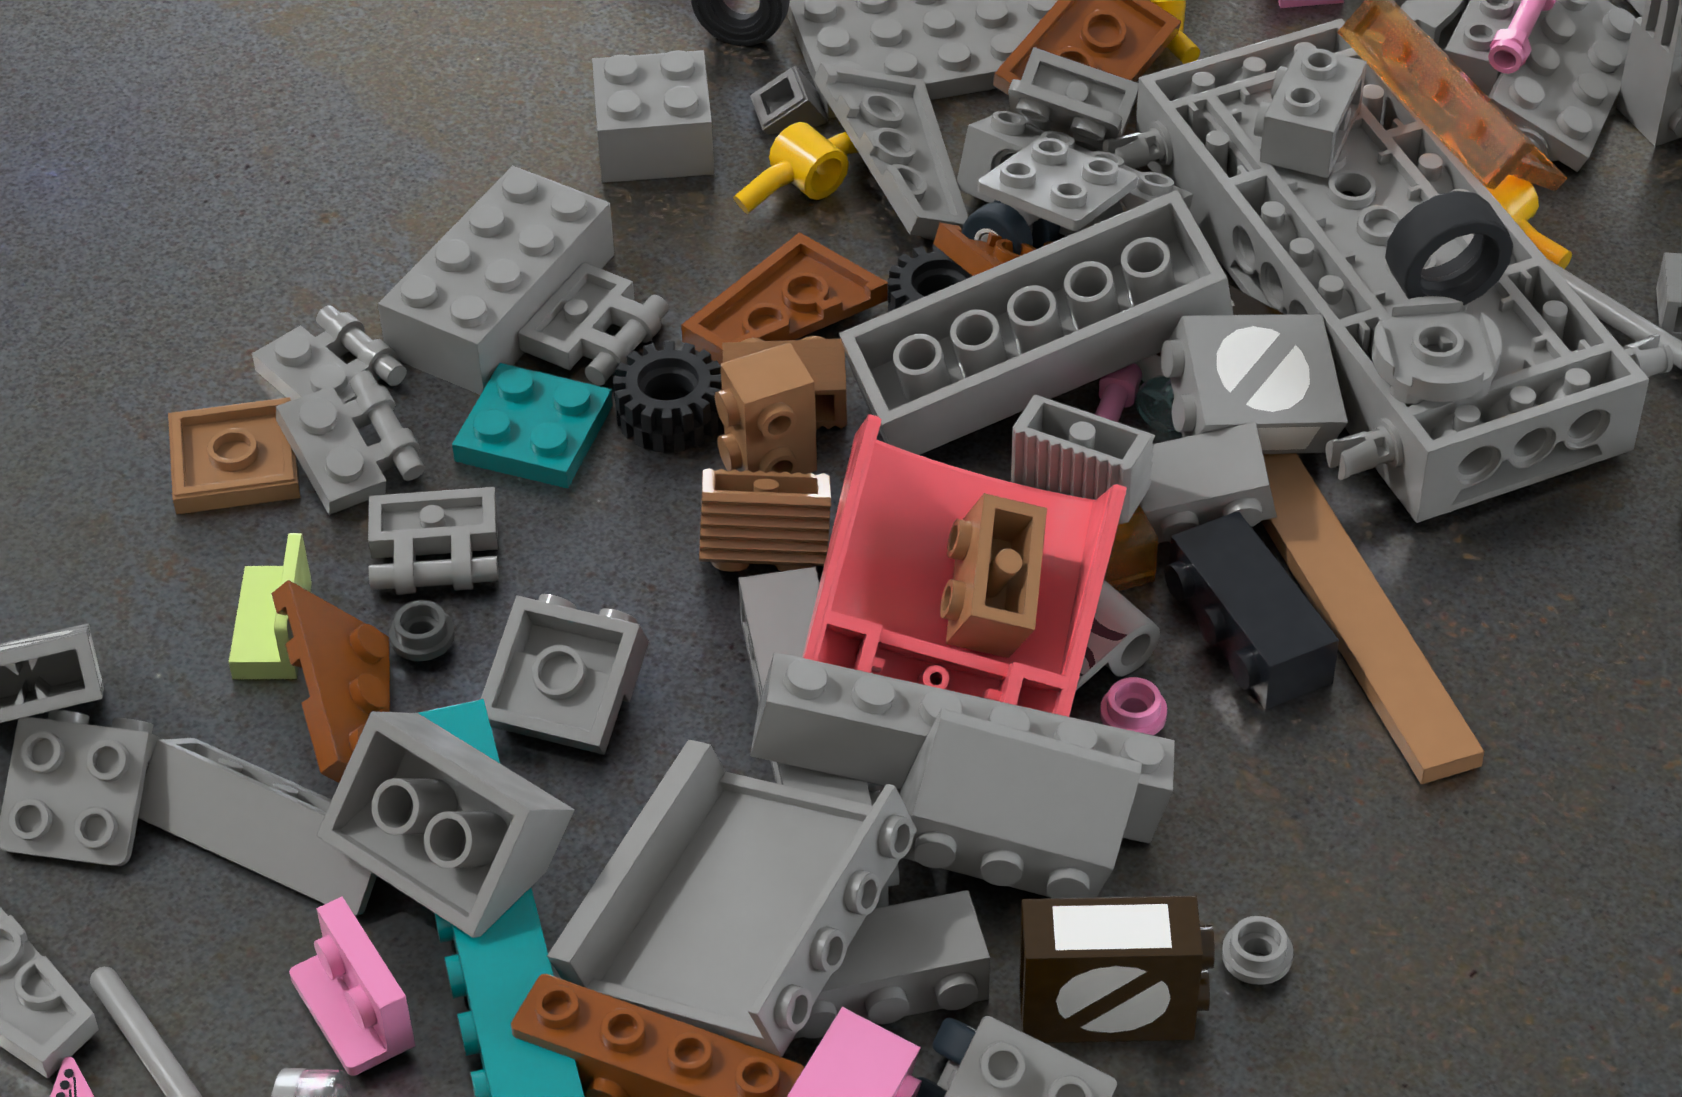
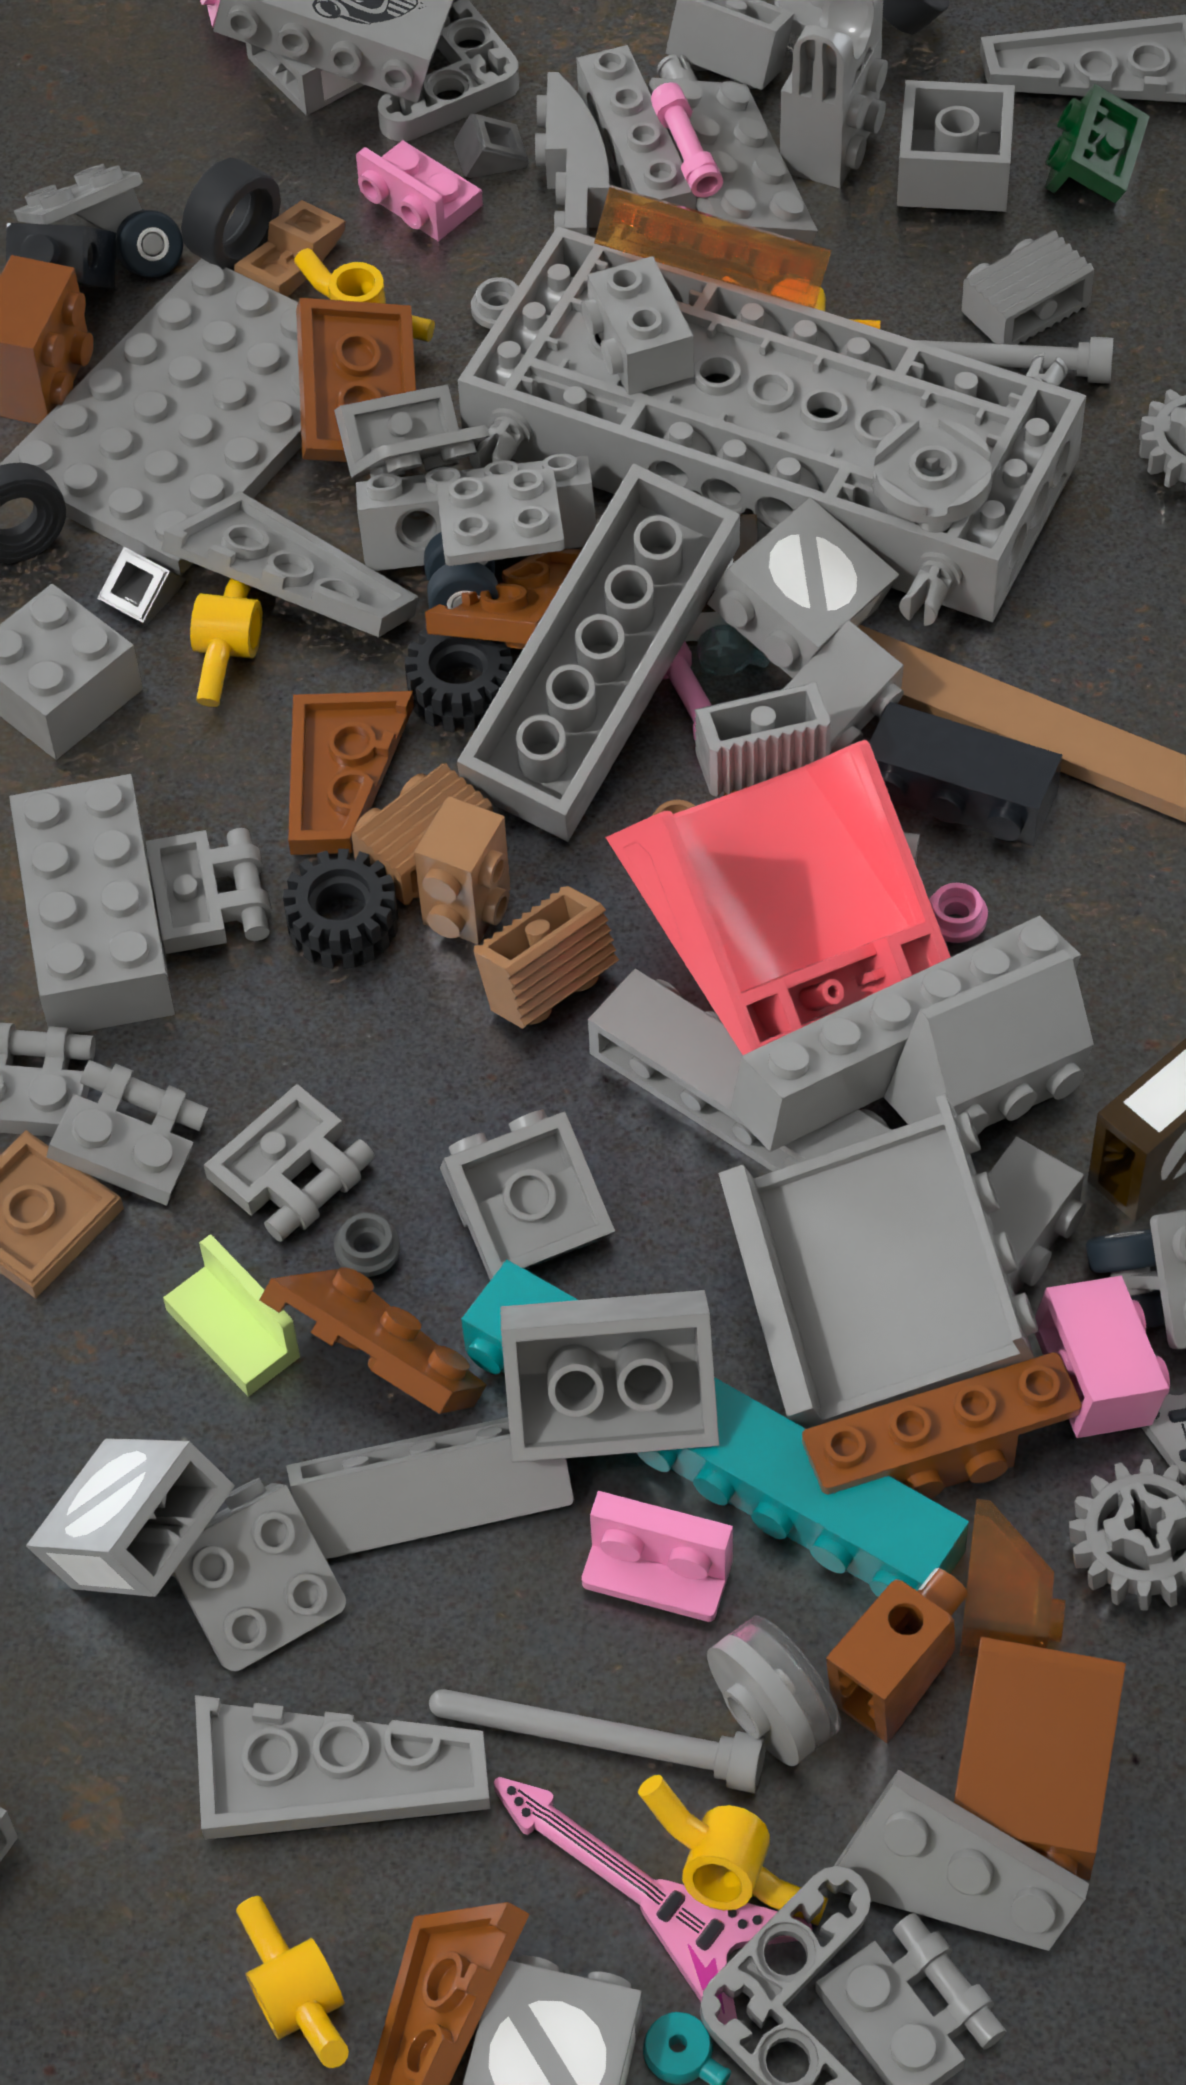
camera: 40 degrees left, 10 degrees up
(532, 425) = (251, 1010): teal plate -> none
(994, 575) = (810, 878): medium nougat brick -> none
(1437, 223) = (877, 383): black tyre -> none

